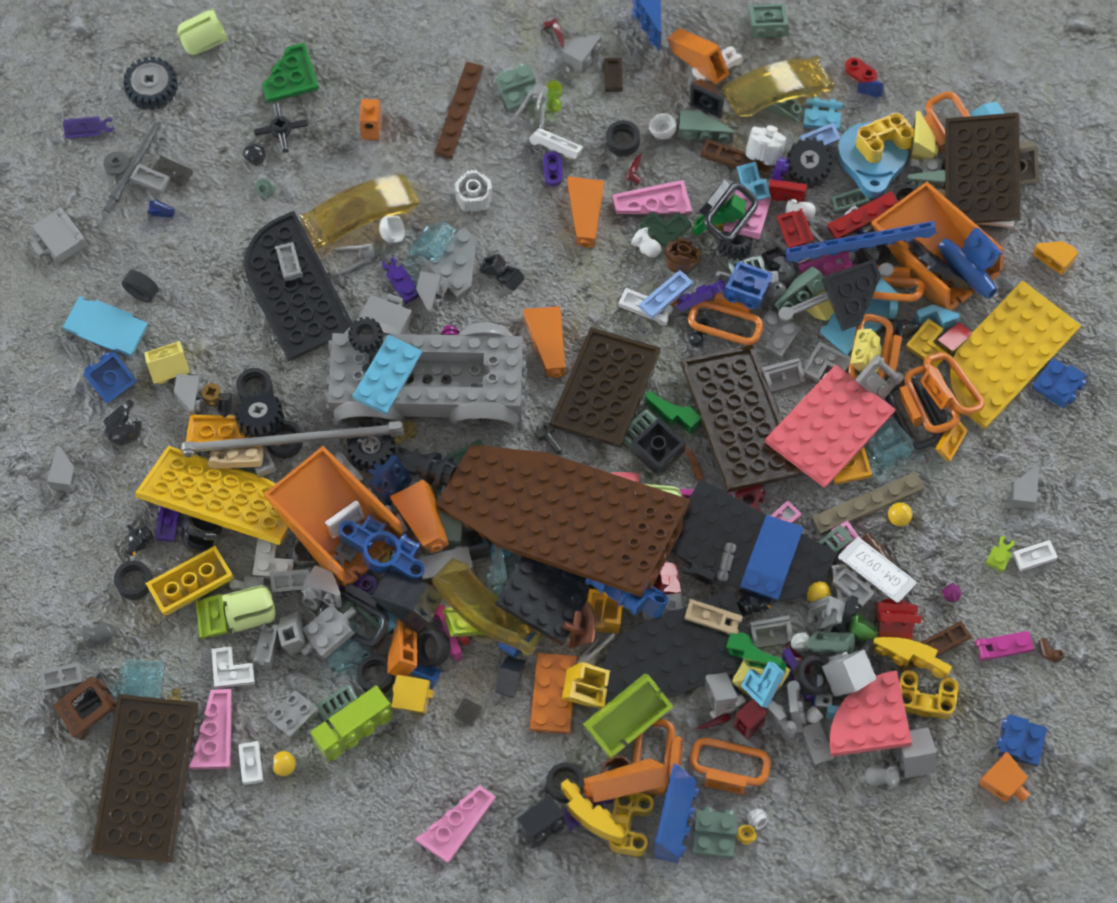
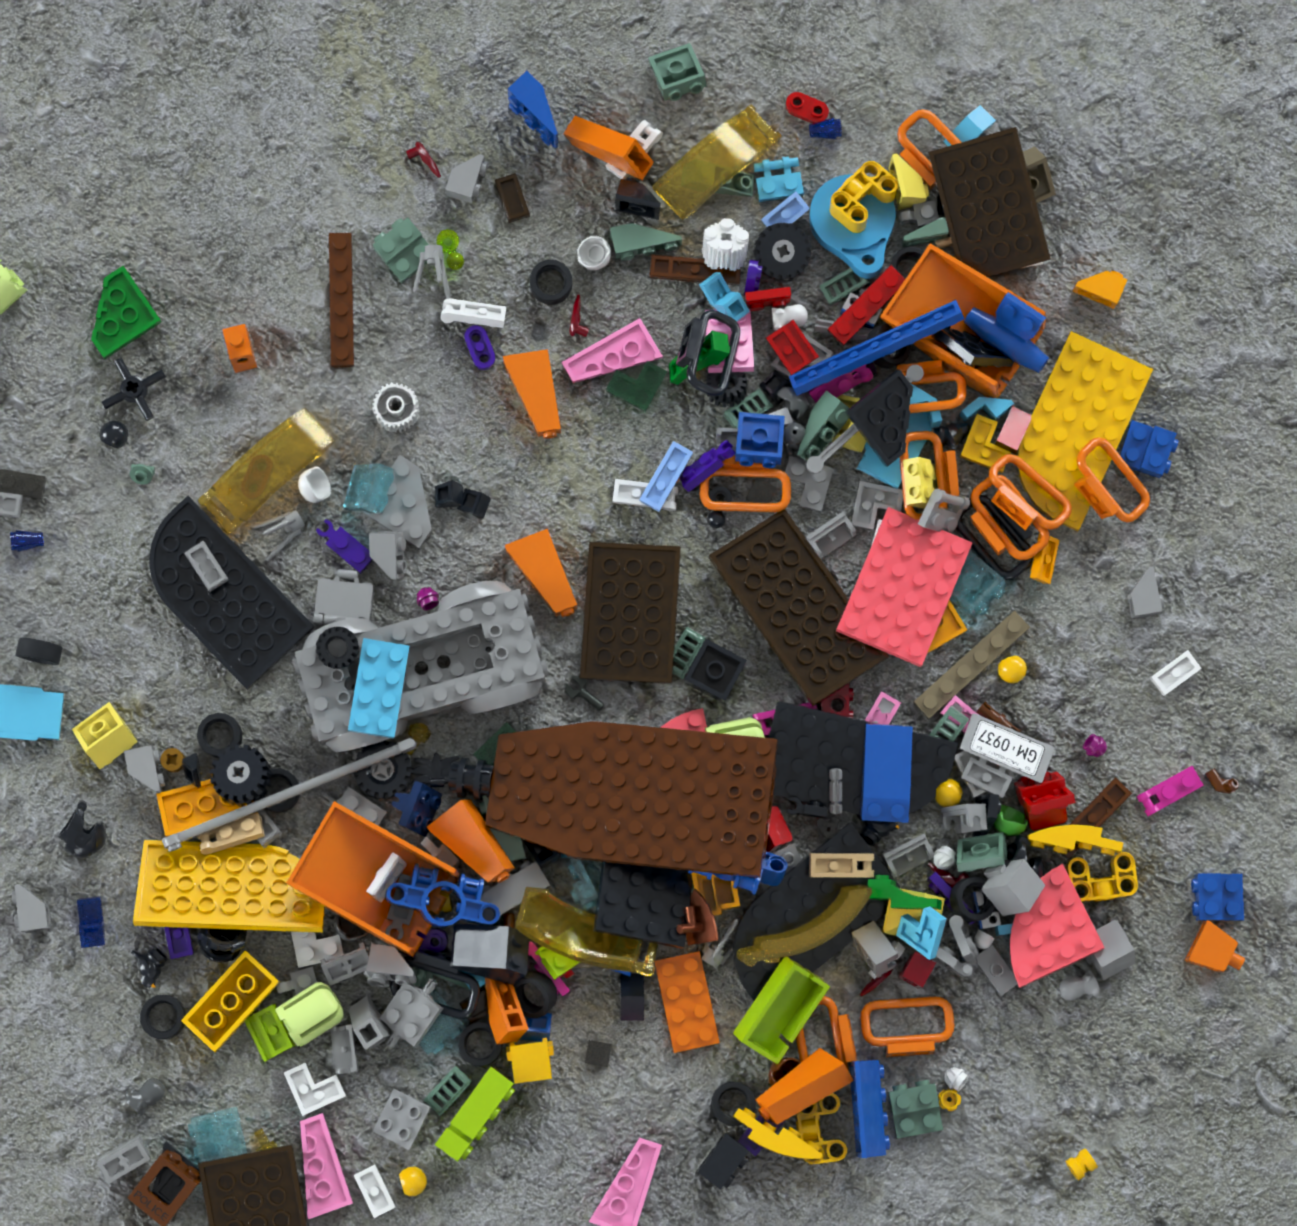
camera: 25 degrees left, 15 degrees up
(105, 494) = (91, 922): none -> clear blue slope
(109, 377) = (43, 776): blue plate -> none
(586, 685) = (723, 988): yellow plate -> none
(646, 244) = (622, 415): white animal -> none
(667, 661) = (812, 934): none -> clear yellow windscreen
(681, 255) = (669, 420): reddish brown cone -> none
(686, 417) = (736, 623): green slope -> none
(694, 465) = (775, 690): orange piece -> none
(999, 556) = (1136, 685): lime plate -> none
(1007, 400) = (1097, 494): none -> orange bar

